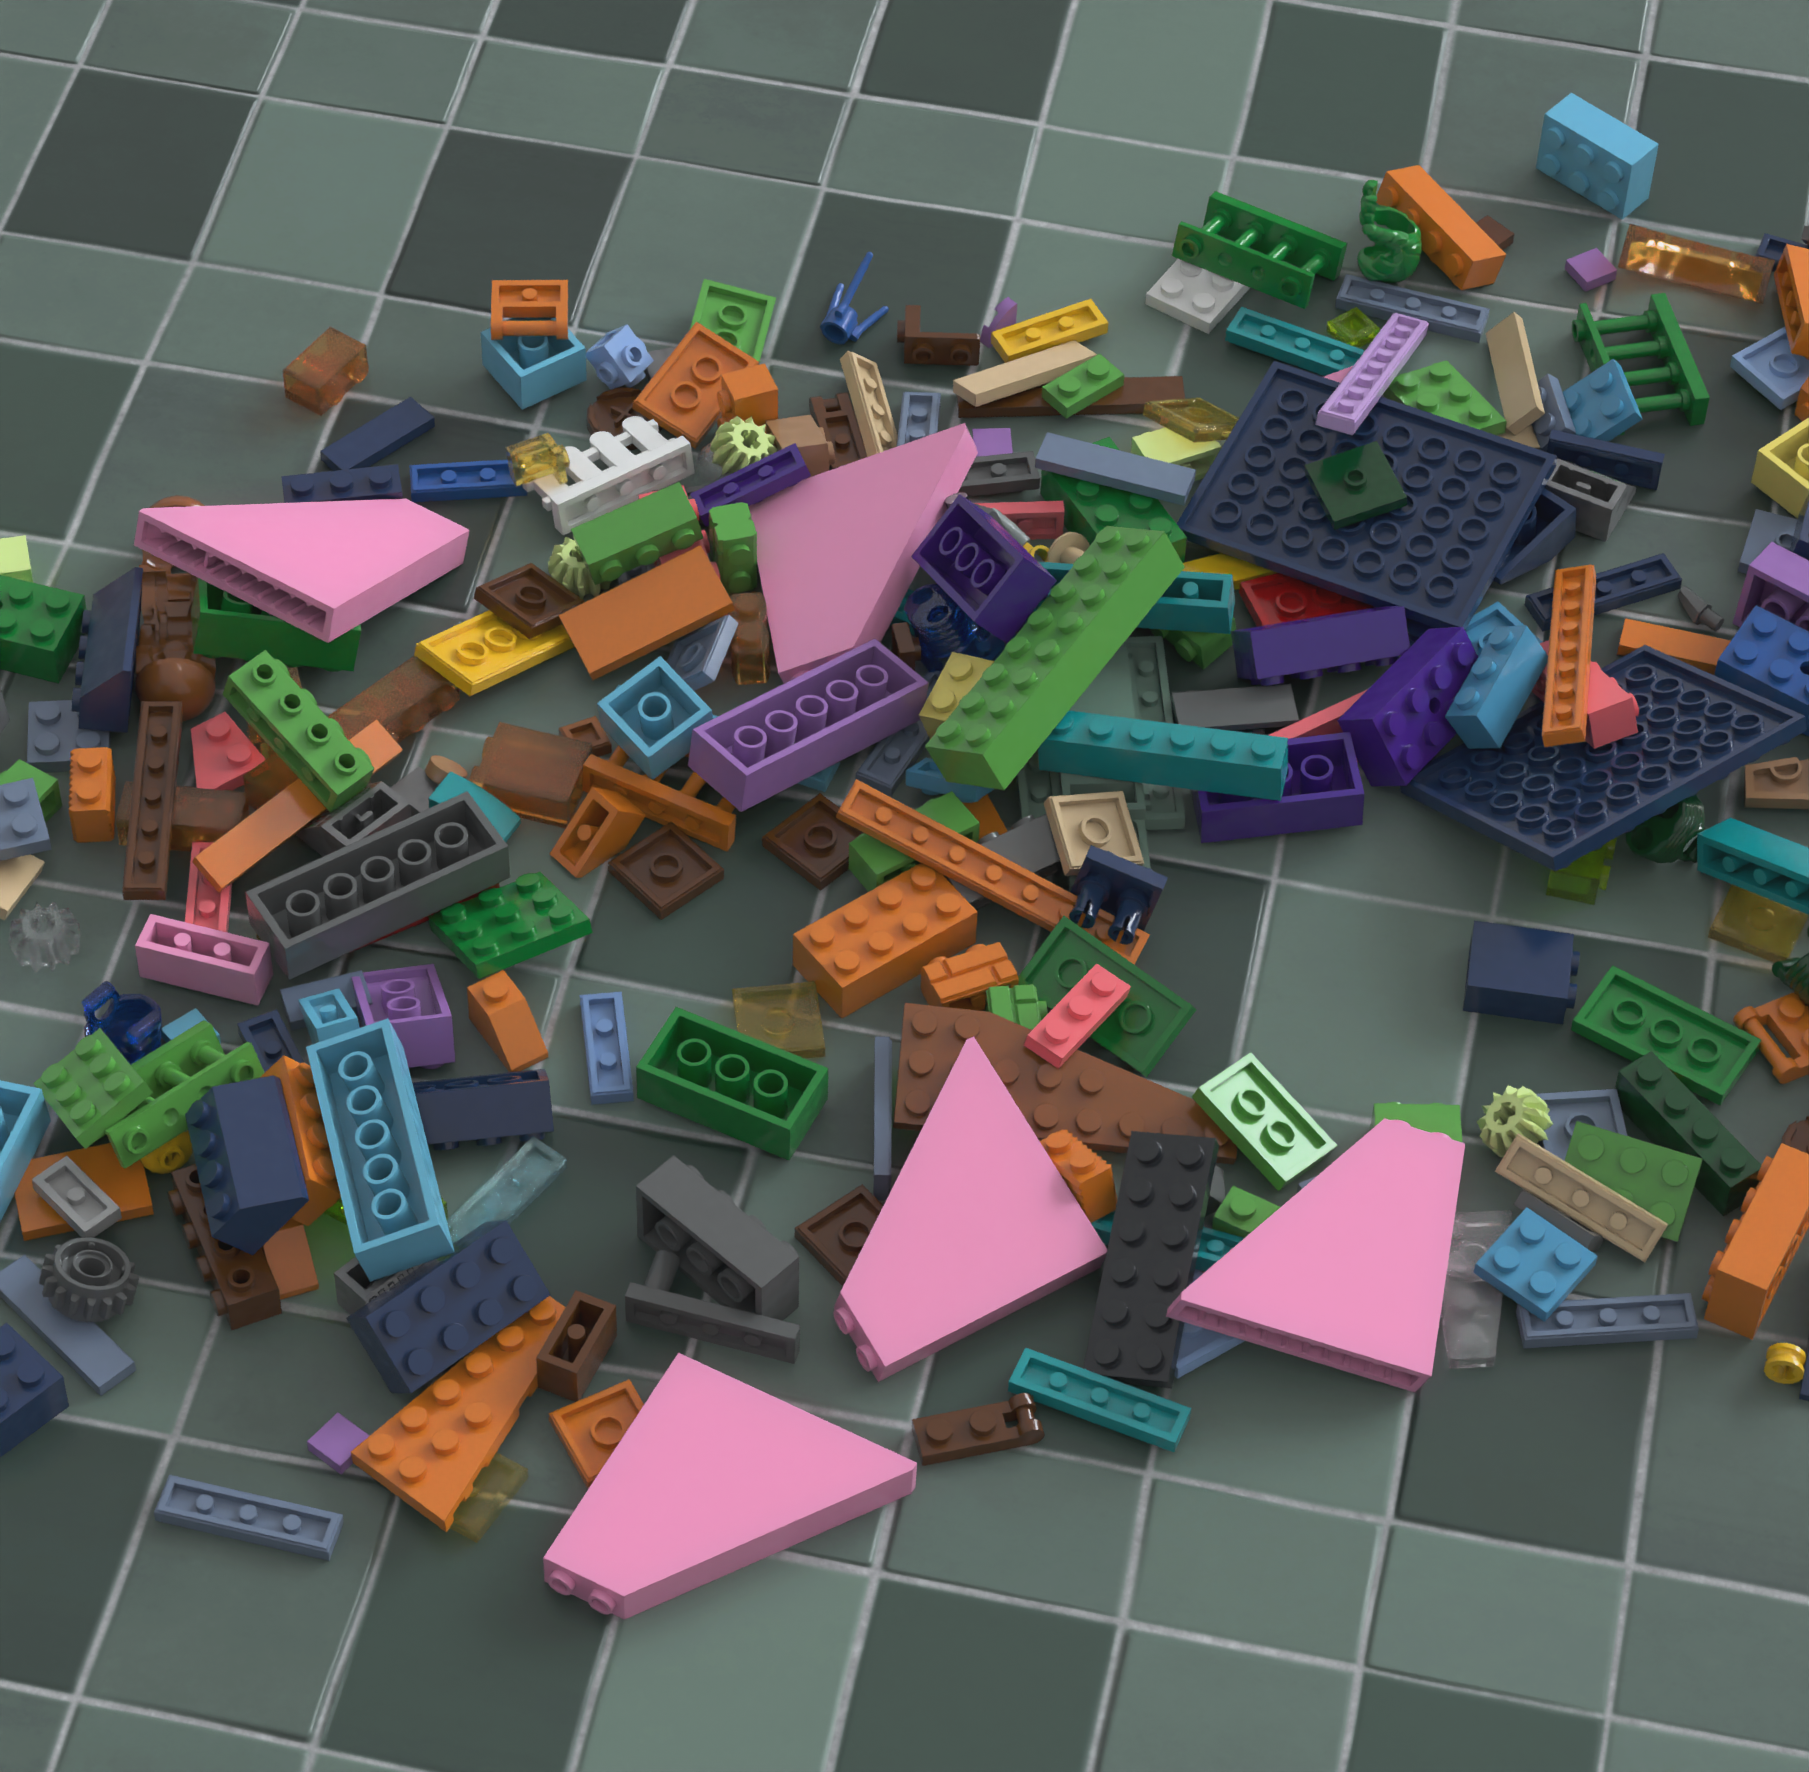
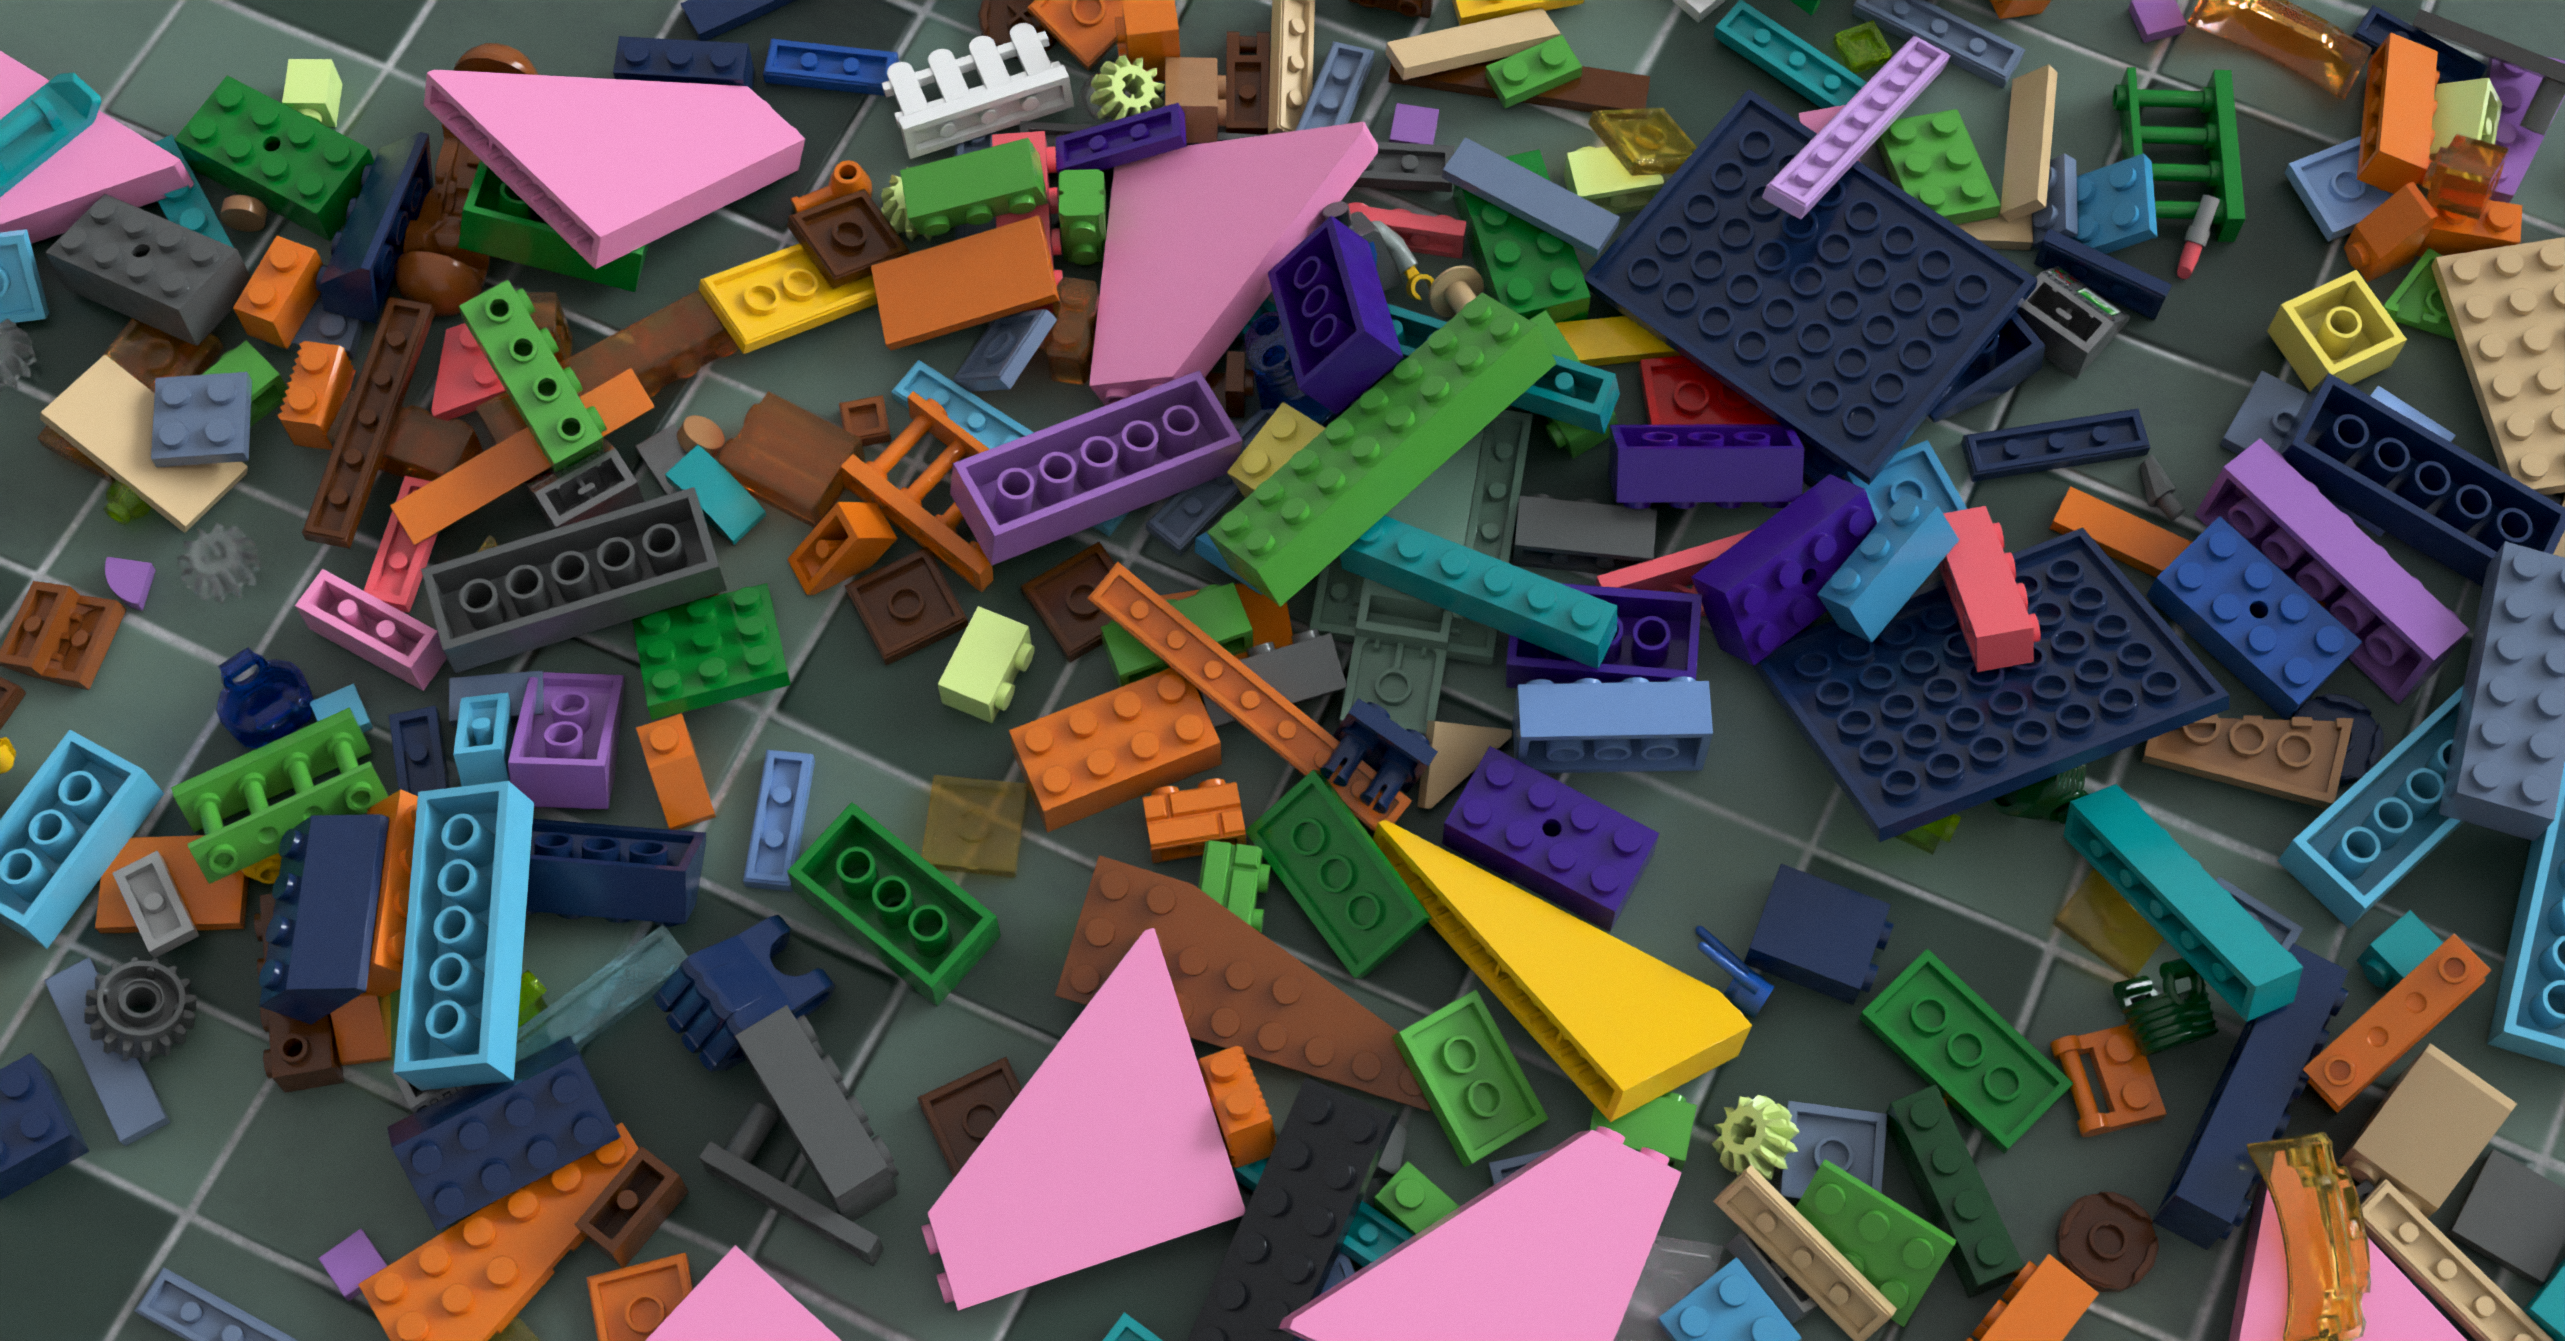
camera: 15 degrees right, 15 degrees up
(41, 715) = (280, 292): none -> orange brick
(92, 1088) = (197, 780): bright green plate -> none
(511, 557) = (837, 186): none -> orange bar
(537, 459) = (898, 64): clear yellow bracket -> none
(606, 1165) = (734, 987): none -> dark blue piece
(653, 717) = (925, 428): medium azure brick -> none
(752, 898) = (986, 665): none -> yellowish green brick
(882, 1117) = (1043, 996): sand blue tile -> none
(1077, 1016) = (1290, 906): coral plate -> none
(1091, 820) = (1379, 664): tan tile -> none
(1177, 899) = (1458, 755): none -> tan tile
(1274, 941) = (1586, 863): none -> dark purple brick
(1302, 847) = (1612, 725): none -> medium blue brick
(1350, 1046) = (1594, 1003): none -> yellow slope
(1355, 485) = (1796, 271): dark green plate -> none
(1472, 1022) = (1747, 988): none -> blue plant
(1569, 656) = (1980, 547): orange tile -> none
(1673, 419) = (2197, 236): none -> light grey piece

